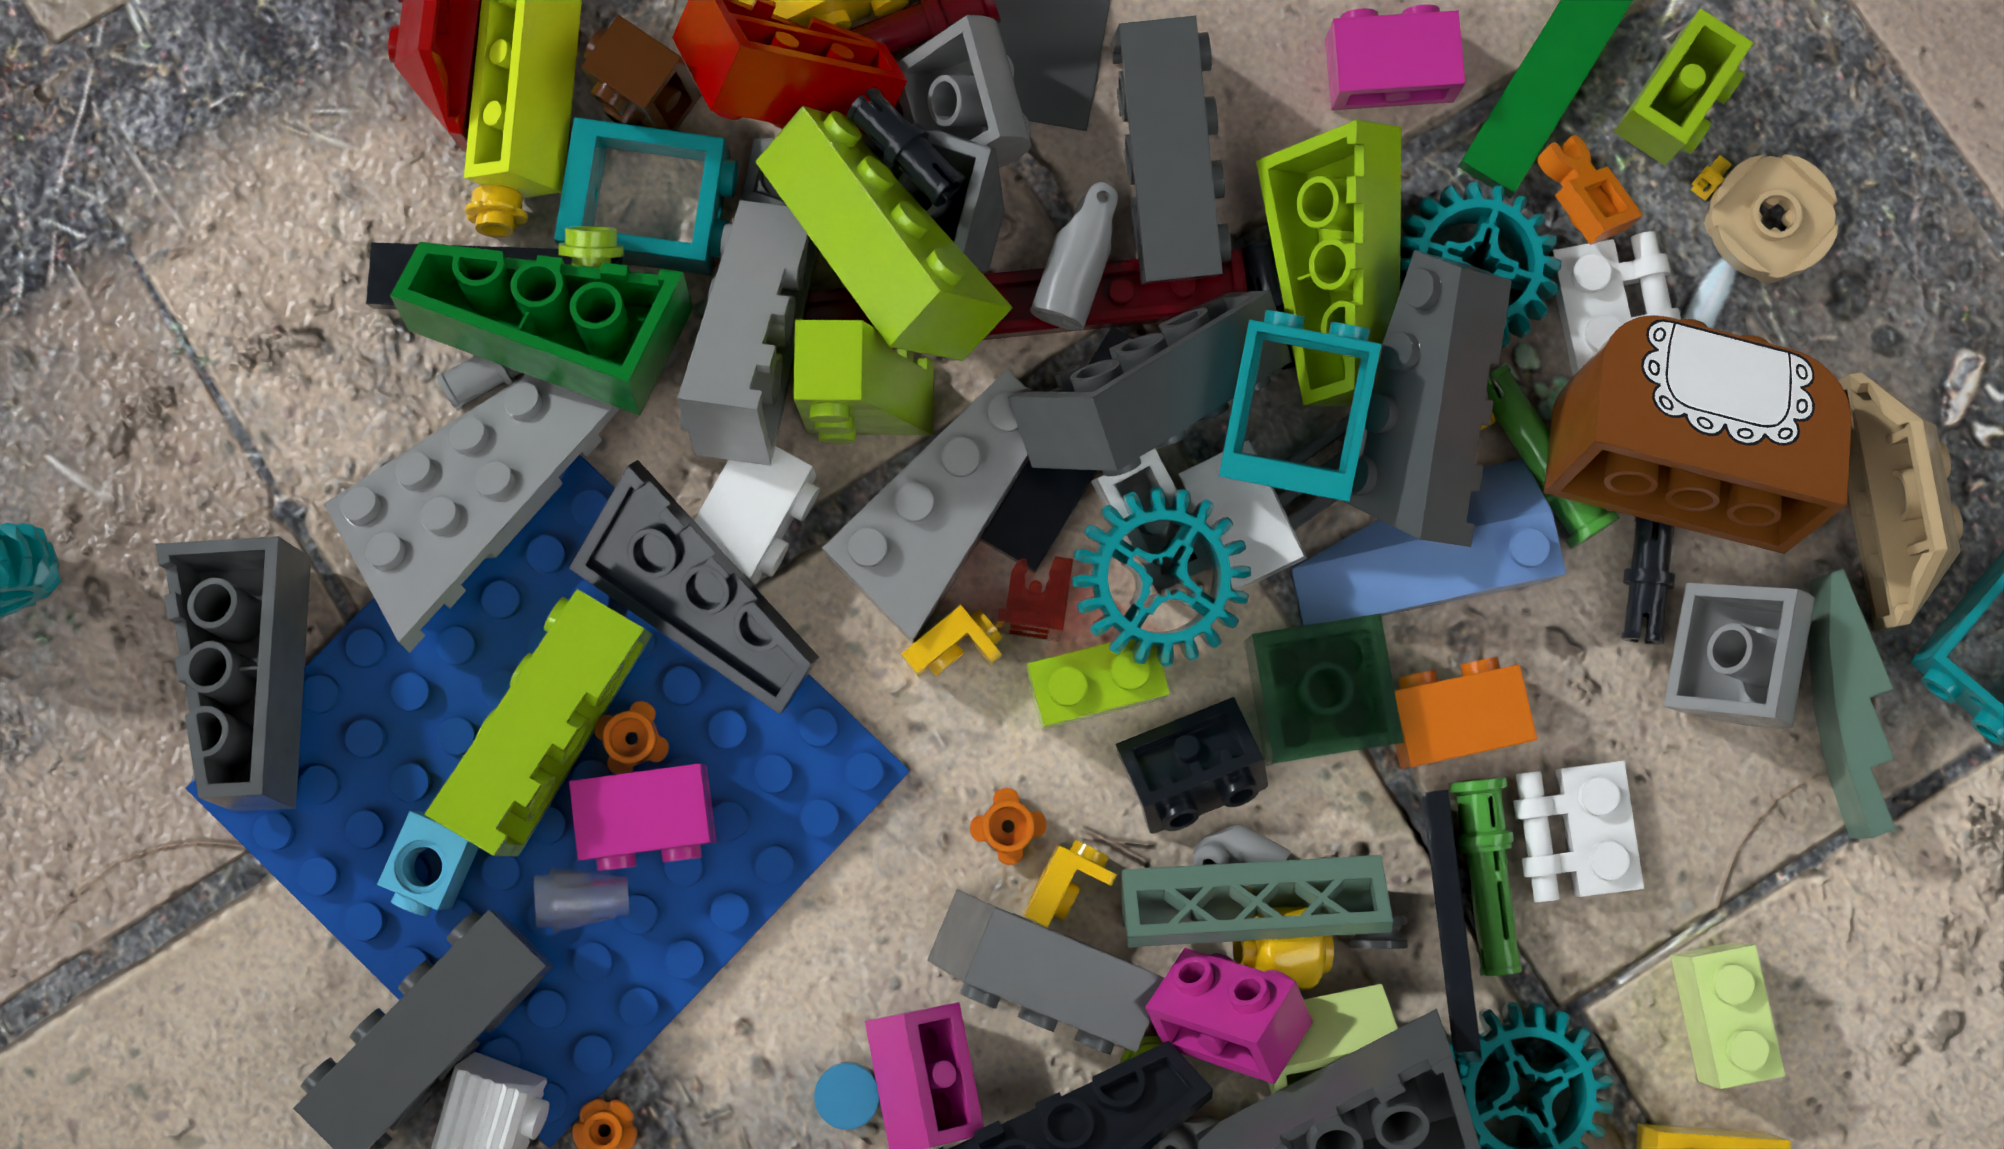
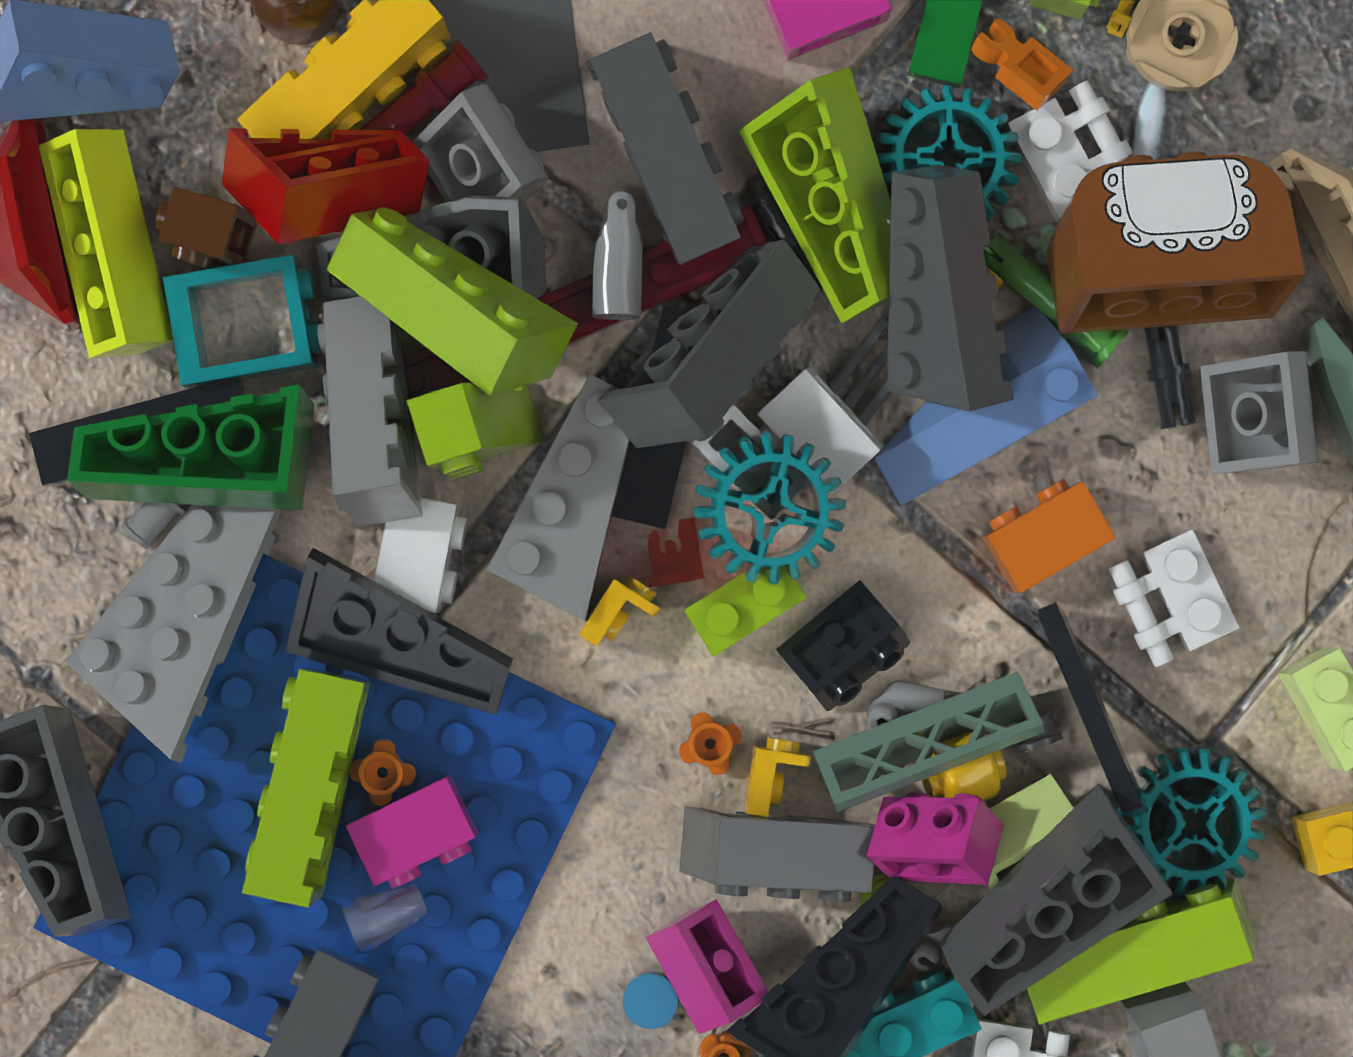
camera: 15 degrees left, 5 degrees up
(399, 872) = (234, 944): medium azure brick -> none
(496, 210) = (123, 373): yellow plate -> none
(590, 245) = (215, 383): lime plate -> none
(905, 147) = (447, 219): black pin -> none
(1284, 474) = (848, 389): teal window -> none
(1323, 689) = (930, 553): clear green brick -> none
(1485, 845) = (1100, 633): bright green pin -> none

